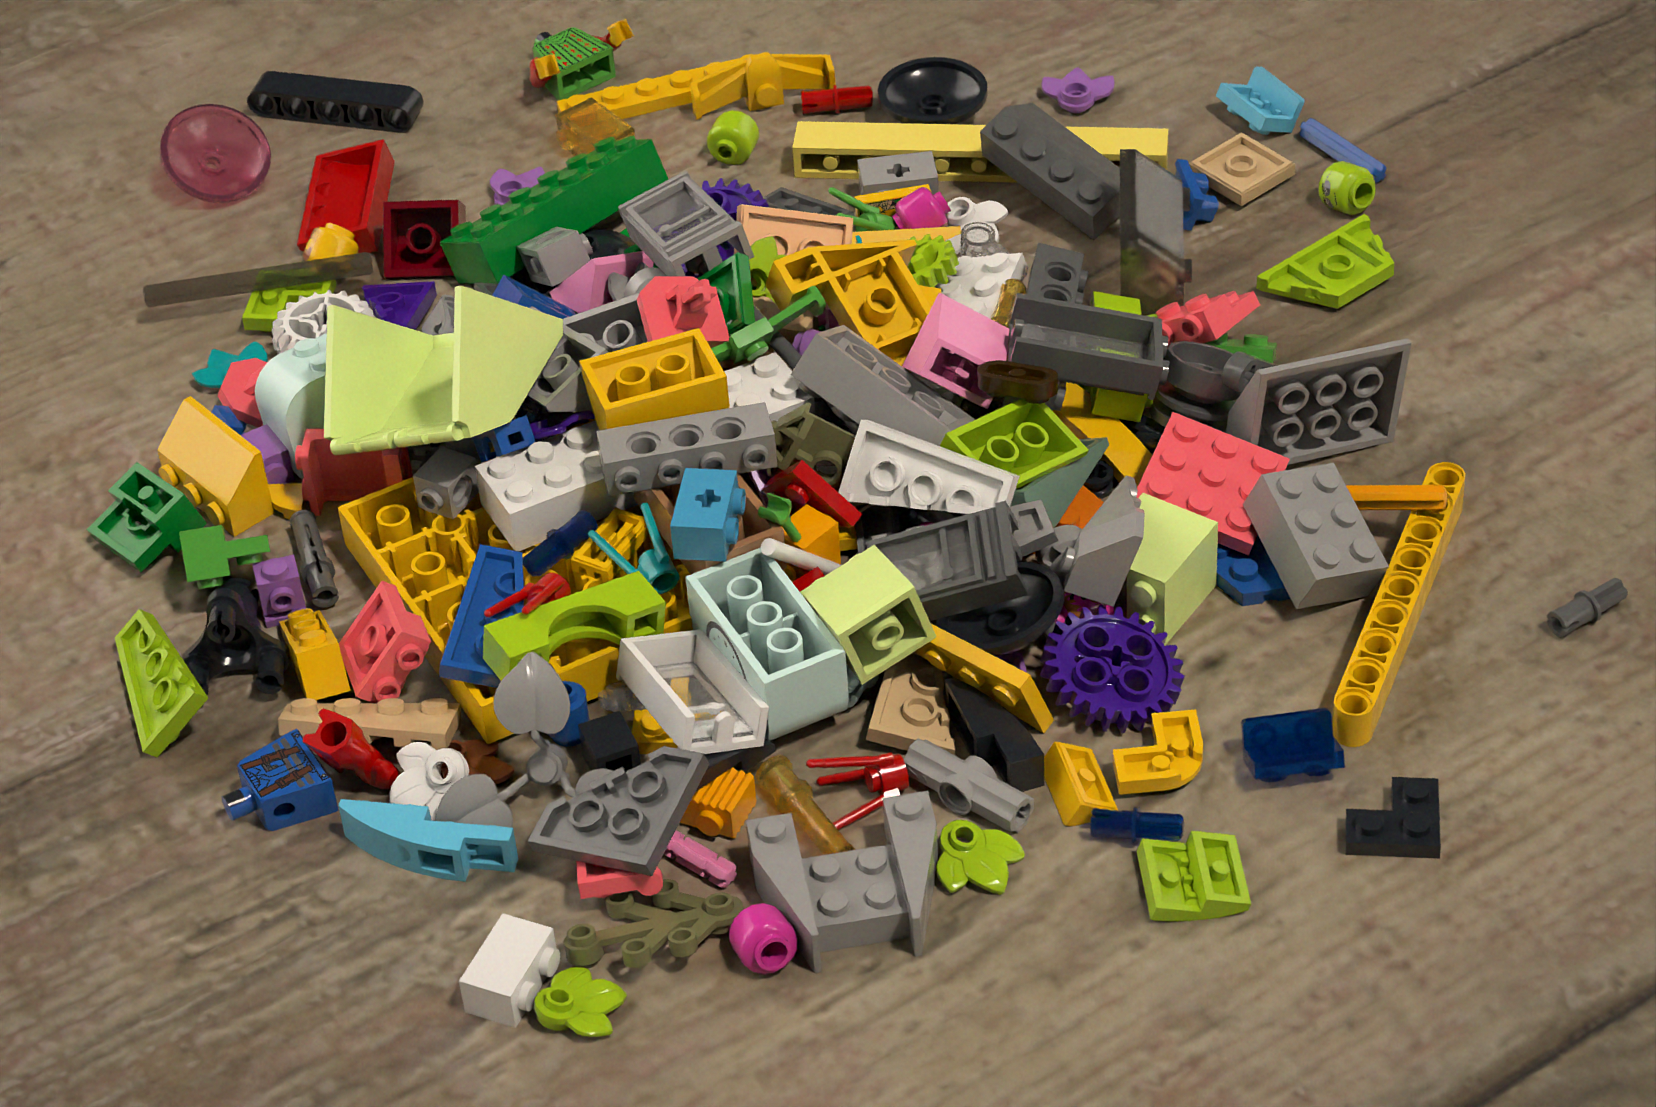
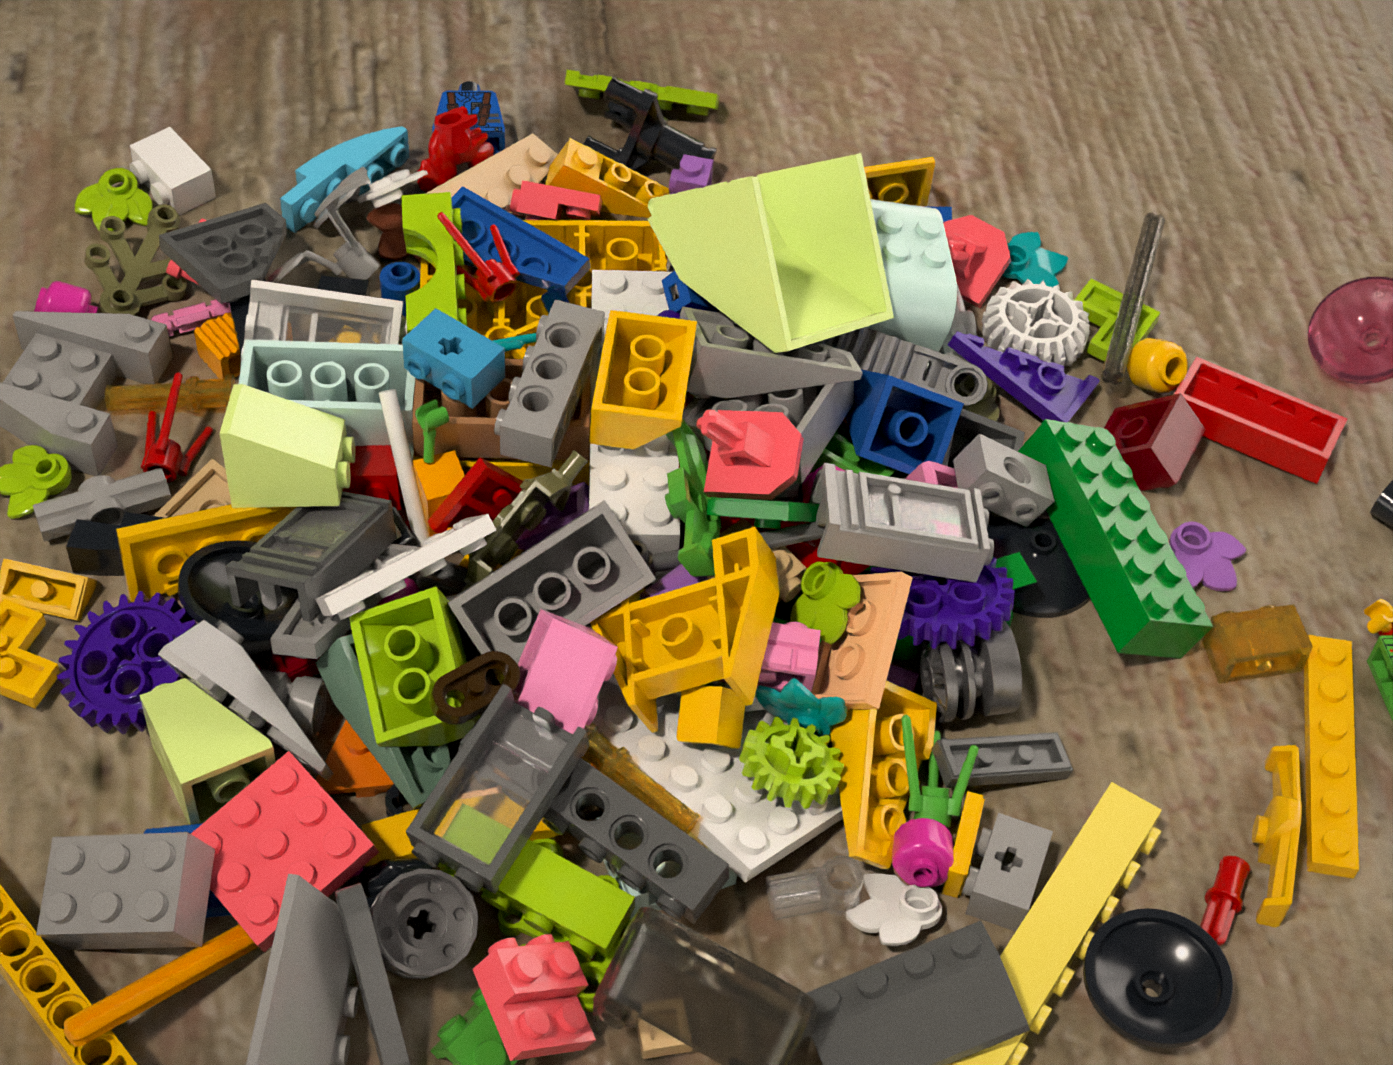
camera: 110 degrees right, 10 degrees up
(144, 518) = (827, 135): green brick -> none
(208, 554) = (746, 142): bright green brick -> none
(734, 135) = (1186, 759): lime head -> none

